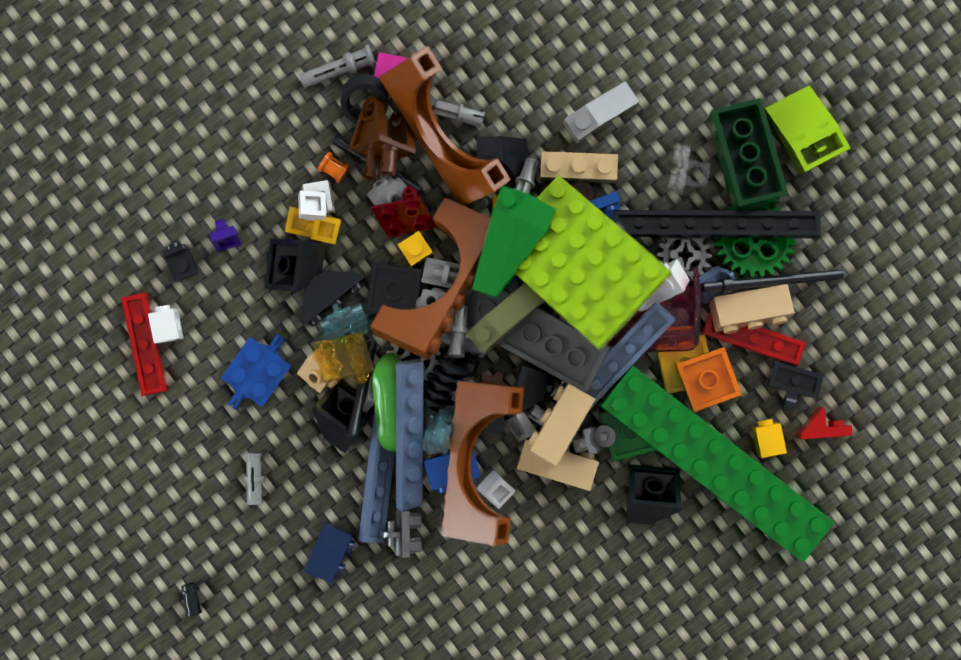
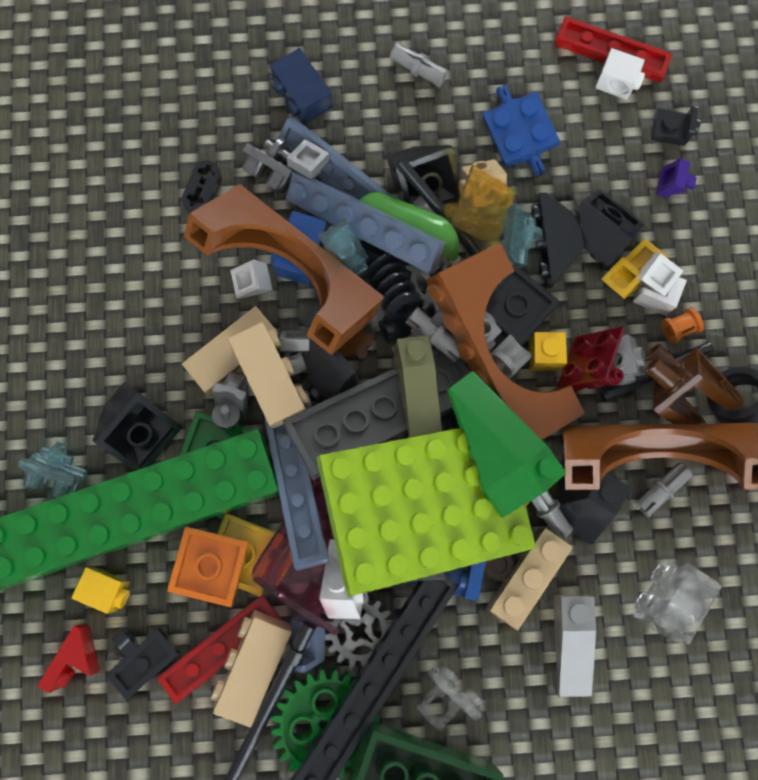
camera: 120 degrees right, 10 degrees down
(386, 505) = (308, 159): none -> light grey tile
(454, 577) = (196, 185): none -> black beam
(532, 65) = (676, 601): none -> clear brick
(713, 529) = (52, 465): none -> clear light blue hips

